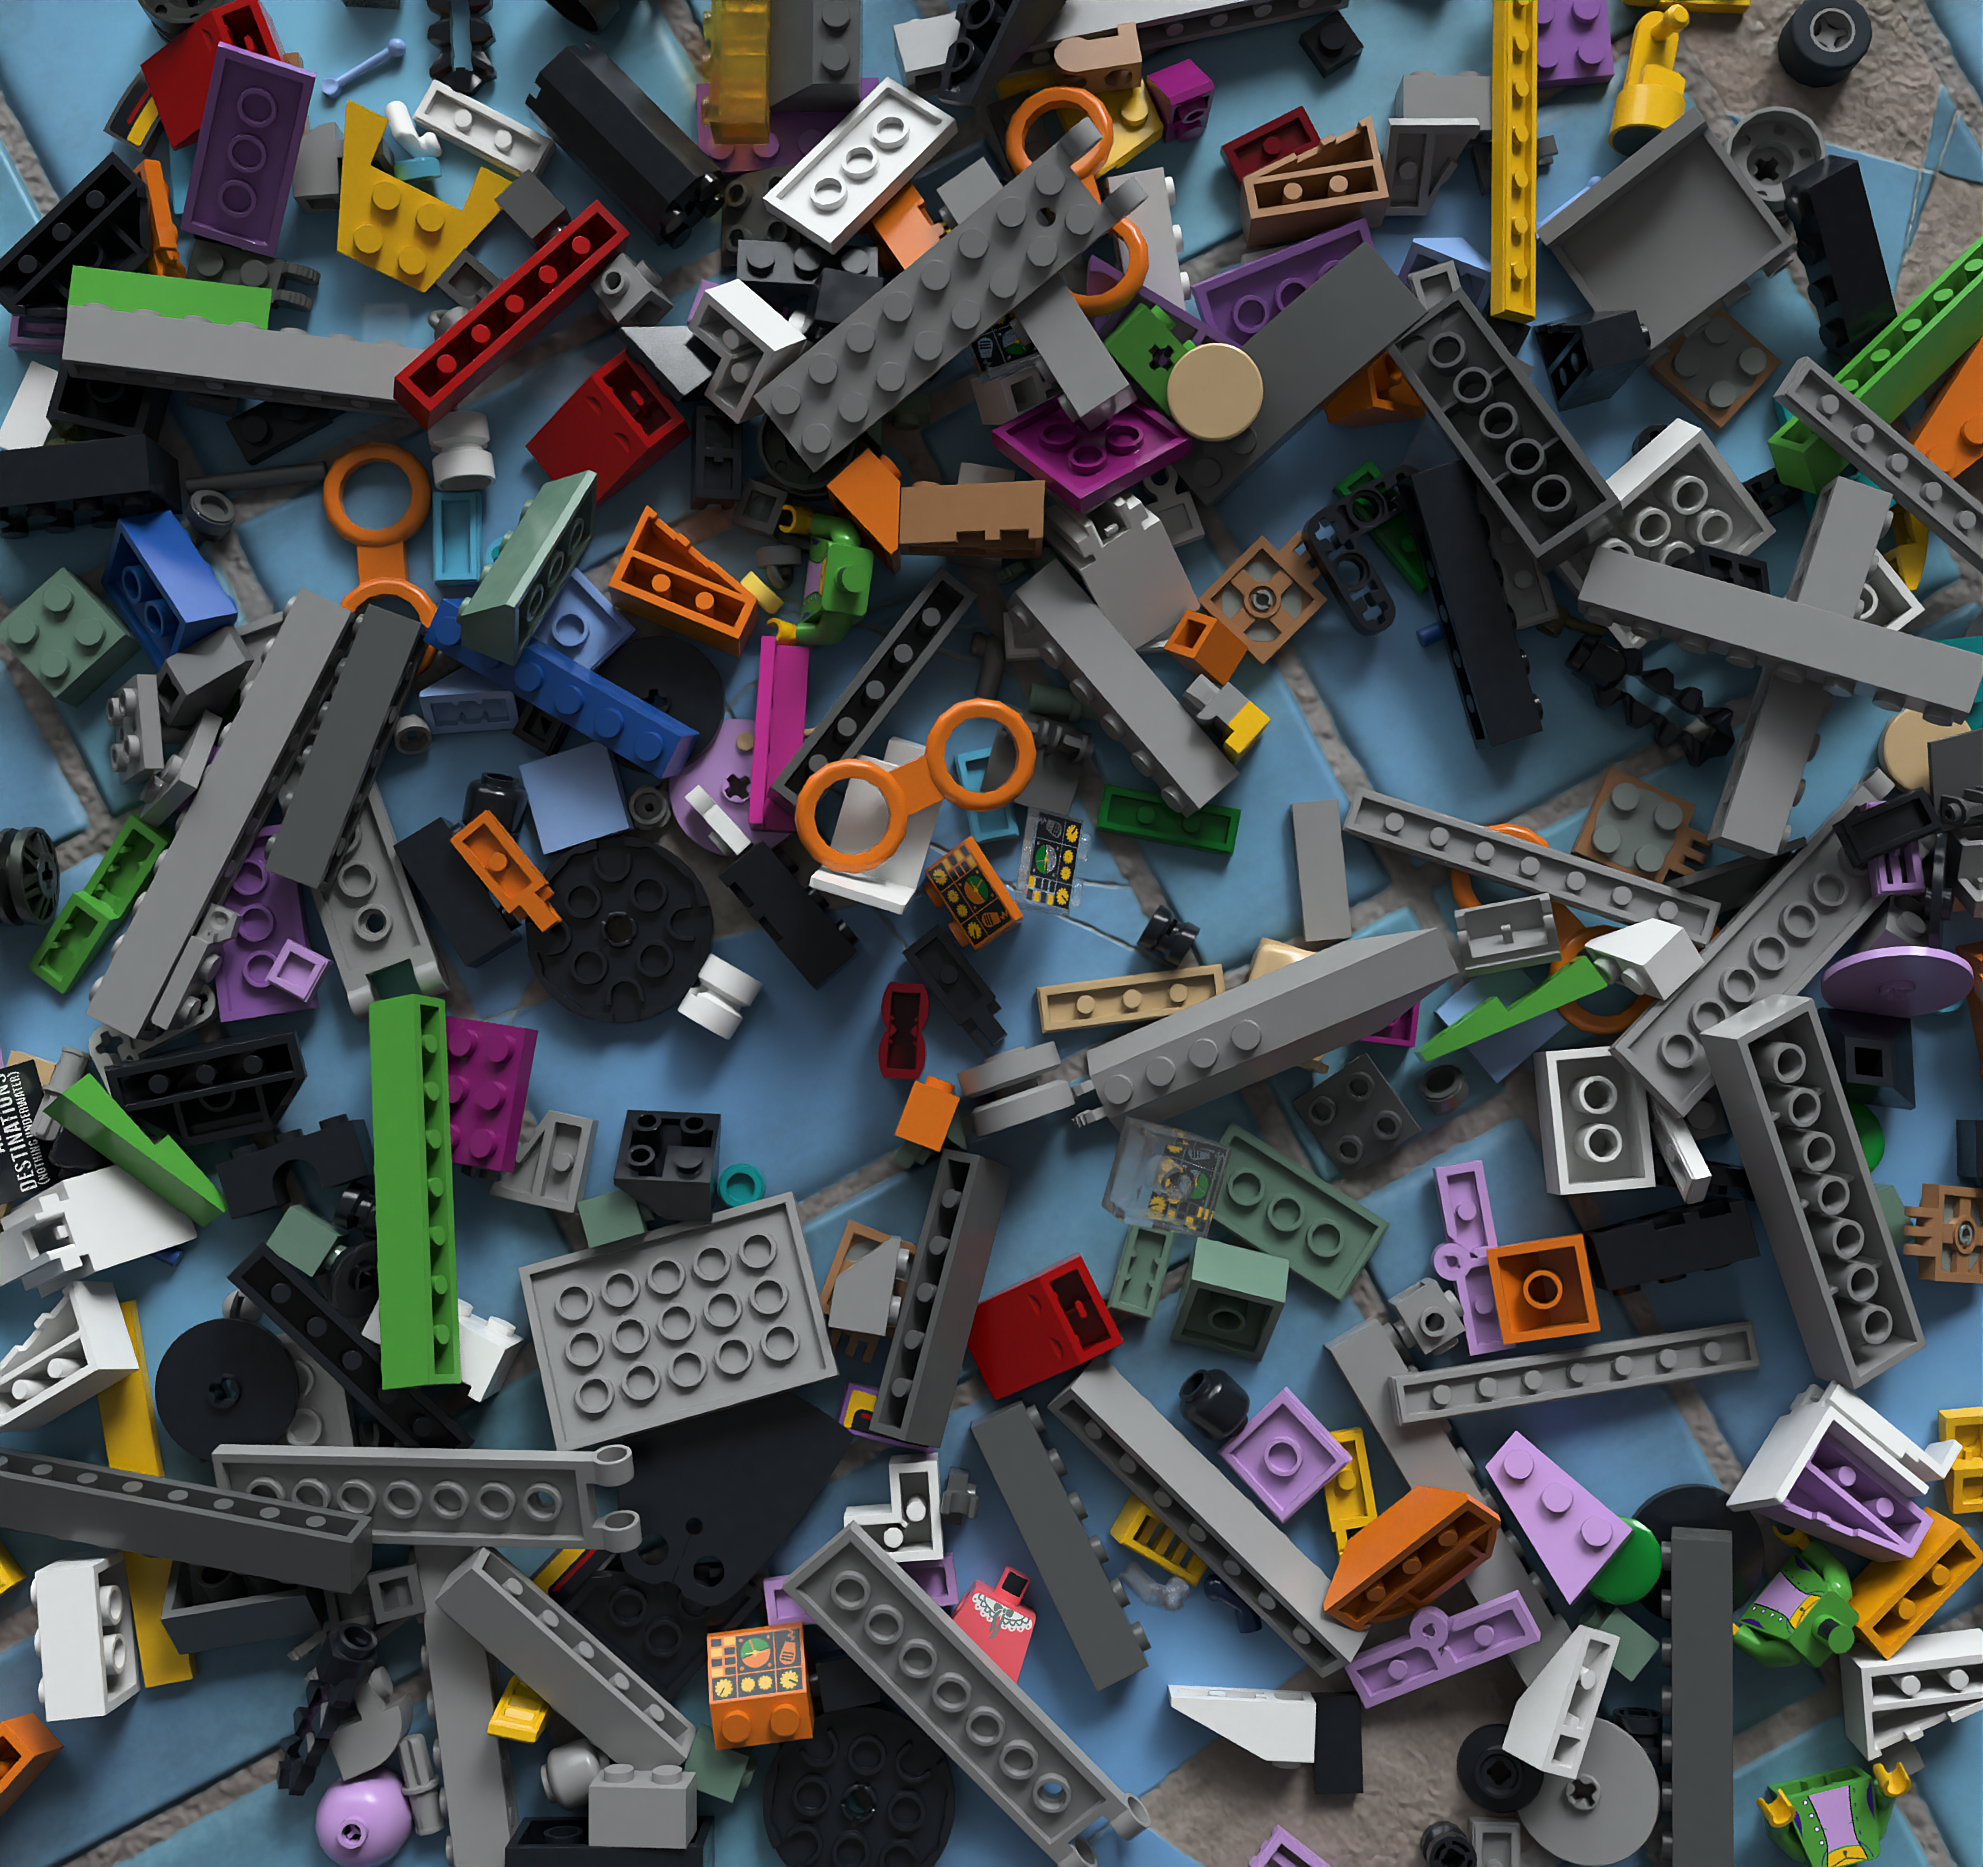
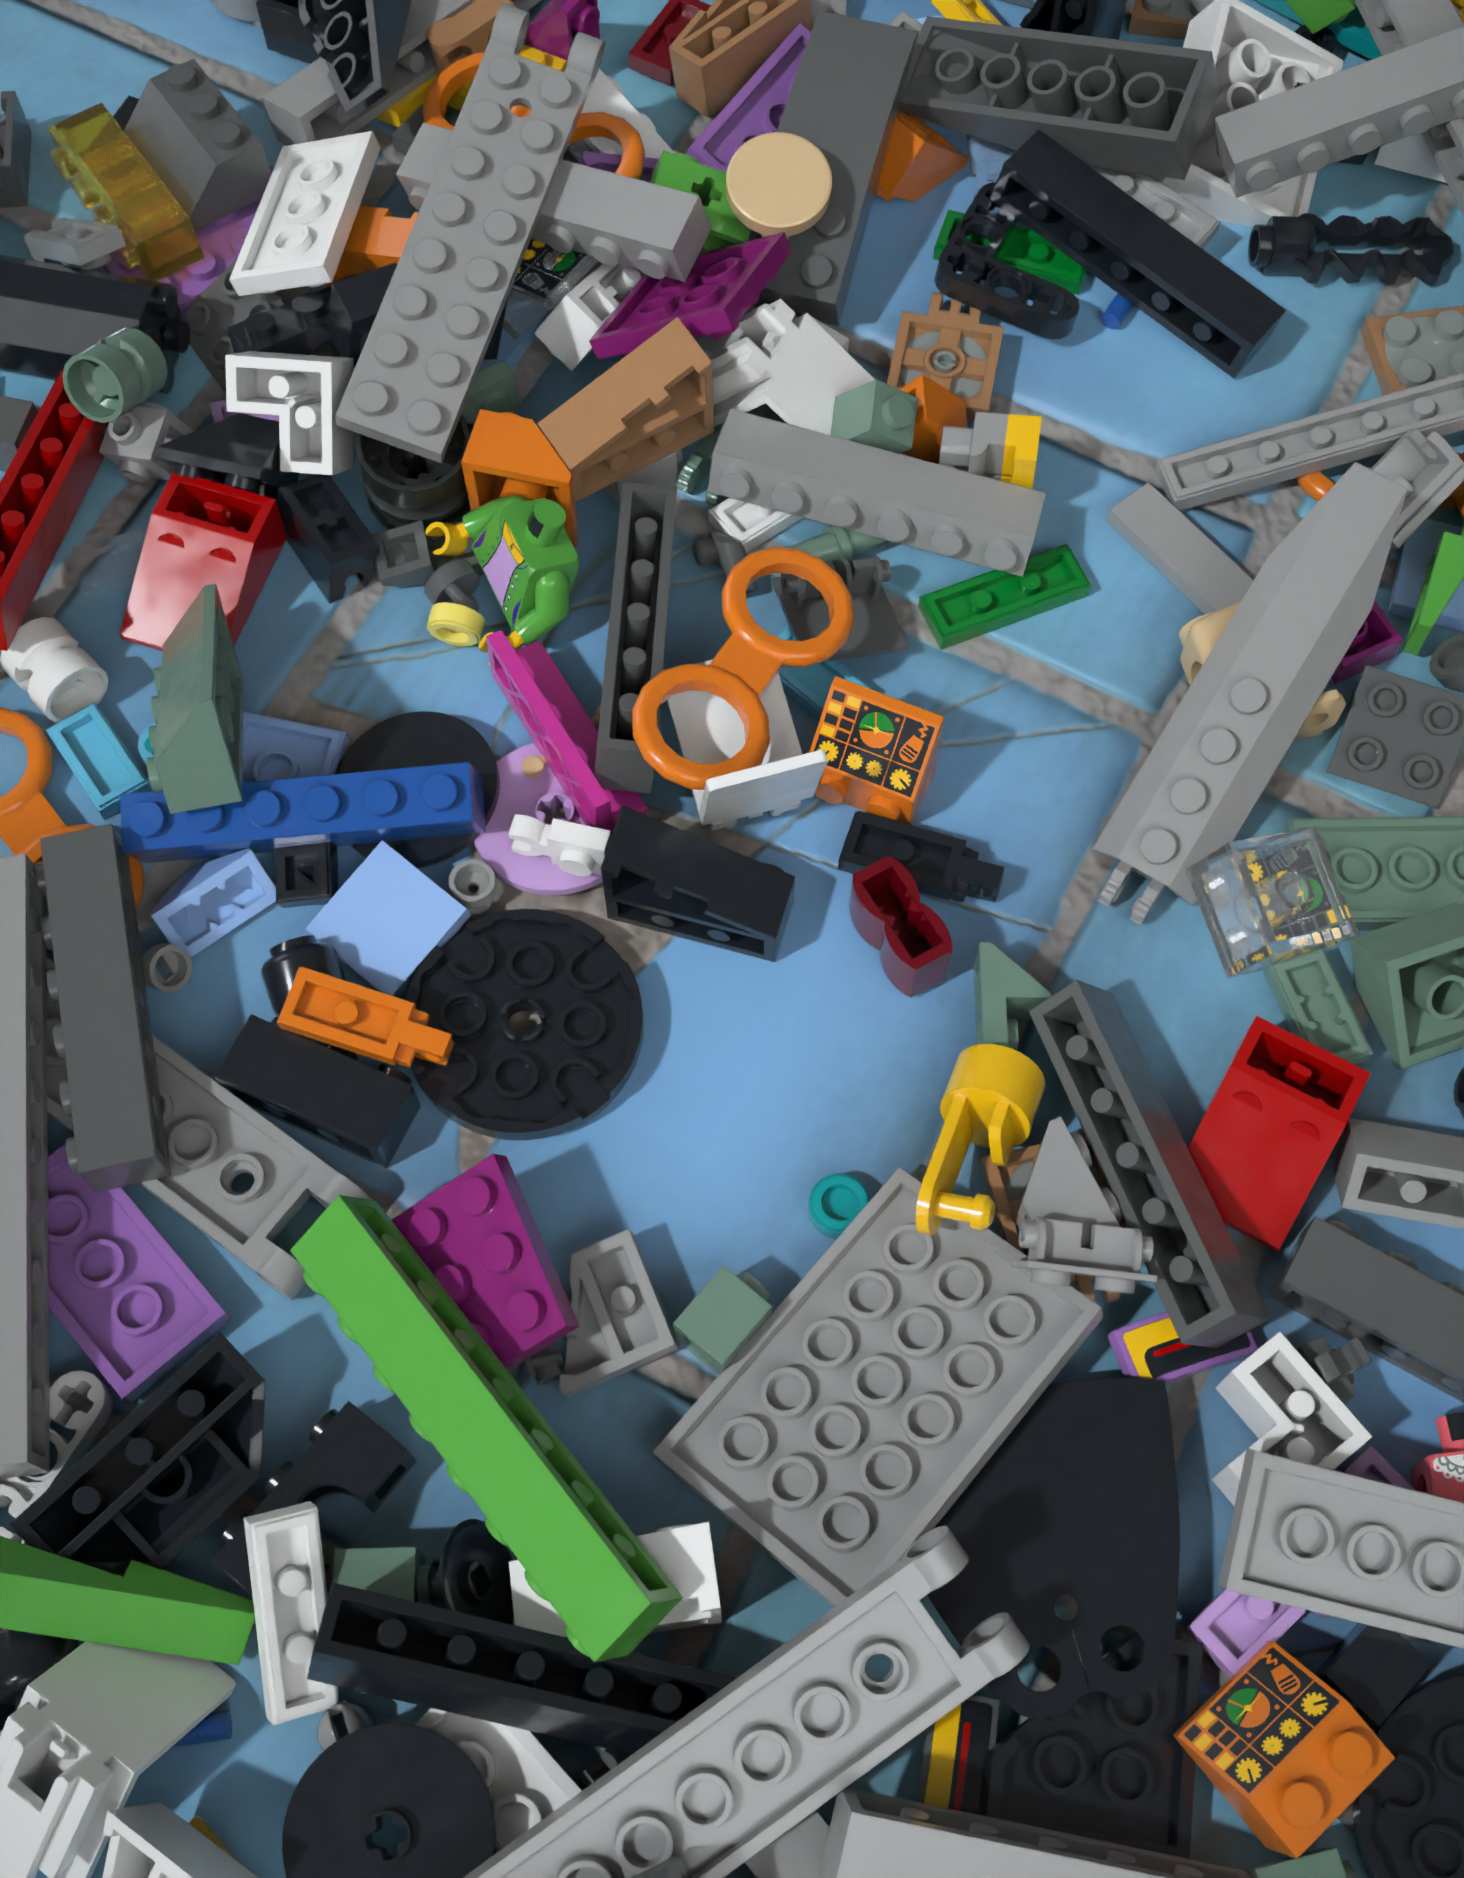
camera: 30 degrees left, 20 degrees down
(196, 966) = (56, 1340): light grey hinge -> none
(243, 1221) = (288, 1608): none -> white tile
(299, 971) = (184, 1279): lavender tile -> none
(357, 1210) = (426, 1507): black wheel -> none
(625, 242) = (115, 375): none -> sand green wheel
(671, 1162) = (751, 1219): black slope -> none
(676, 75) = (75, 242): none -> light grey hinge
(681, 589) = (374, 660): orange wedge -> none
(720, 997) = (681, 1011): white wheel -> none
(860, 1356) = (1112, 1257): none -> light grey hinge
(875, 1185) = (986, 1103): none -> yellow piece
(928, 1113) = (991, 974): orange brick -> none
(1015, 1087) = (1057, 902): light grey wheel -> none
(1049, 863) = (922, 671): slope -> none
(1126, 998) = (1087, 777): tan tile -> none
(1156, 633) = (876, 416): none -> sand green brick
(1178, 939) = (1089, 687): black wheel -> none
(1554, 627) = (1219, 243): olive hand -> none

